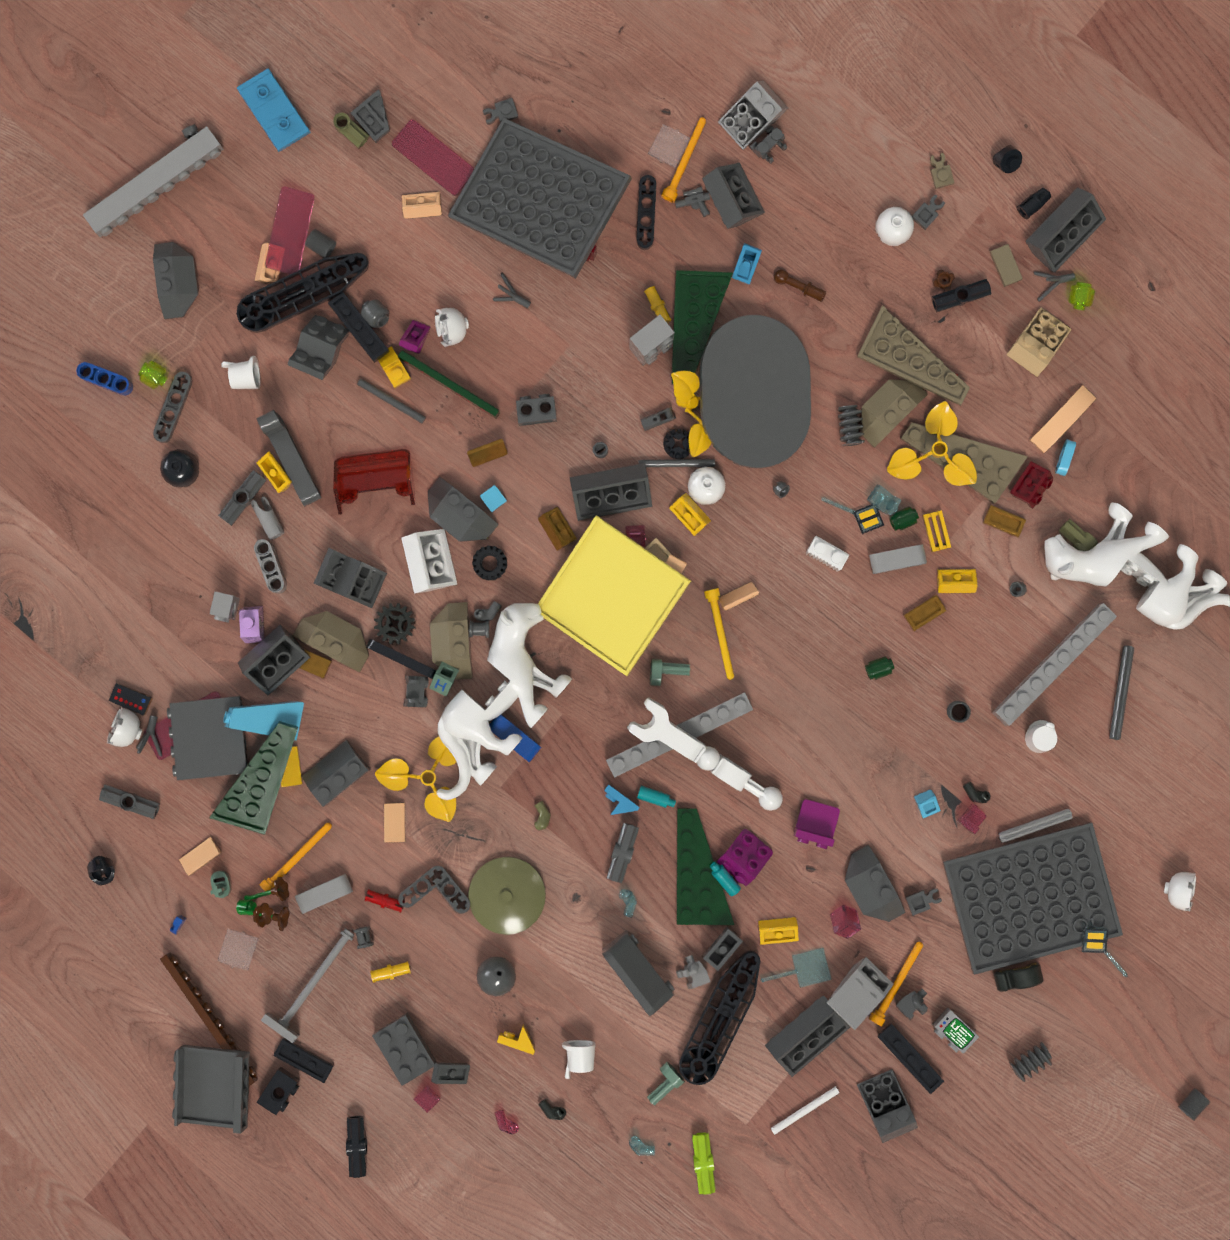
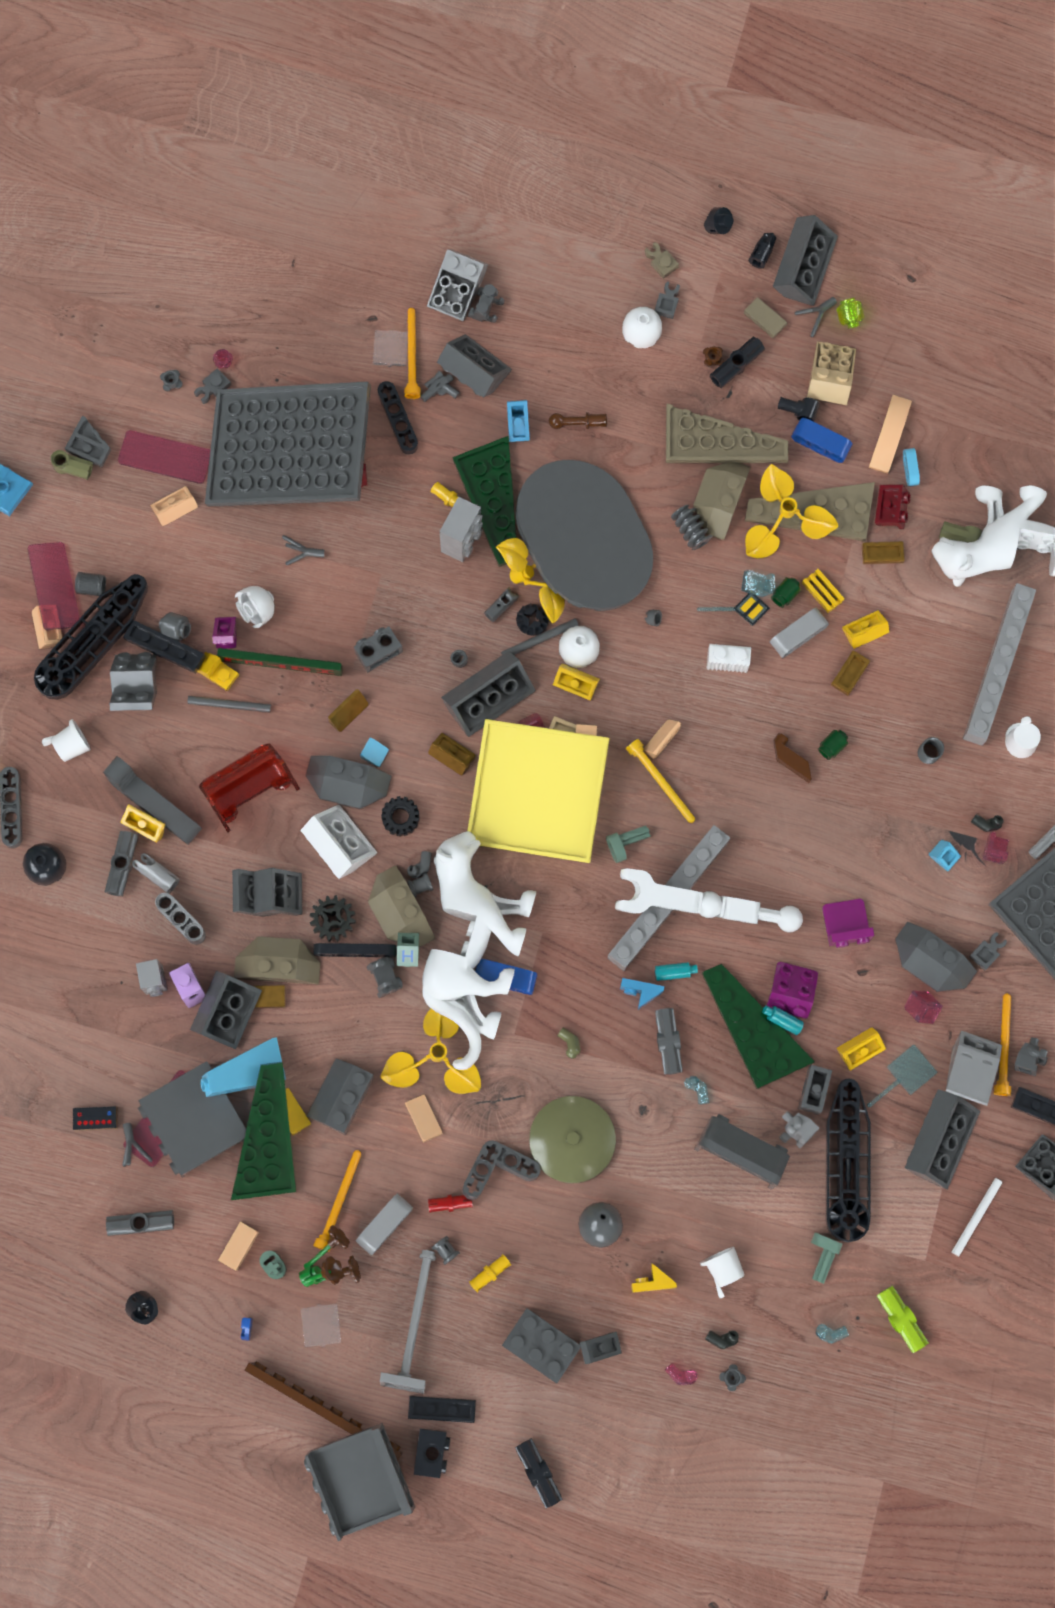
camera: 25 degrees left, 10 degrees down
(124, 728) = (102, 1149): white cylinder -> none
(427, 1099) = (588, 1389): clear pink slope -> none
(464, 87) = (171, 374): none -> dark grey plate
(520, 86) = (222, 353): none -> clear pink plate
(546, 1139) = (732, 1371): none -> dark grey plate
(837, 663) = (790, 759): none -> reddish brown piece
(998, 364) = (804, 408): none -> black pin
(1000, 398) = (821, 440): none -> blue beam
(1013, 589) = (926, 605): dark grey hinge -> none

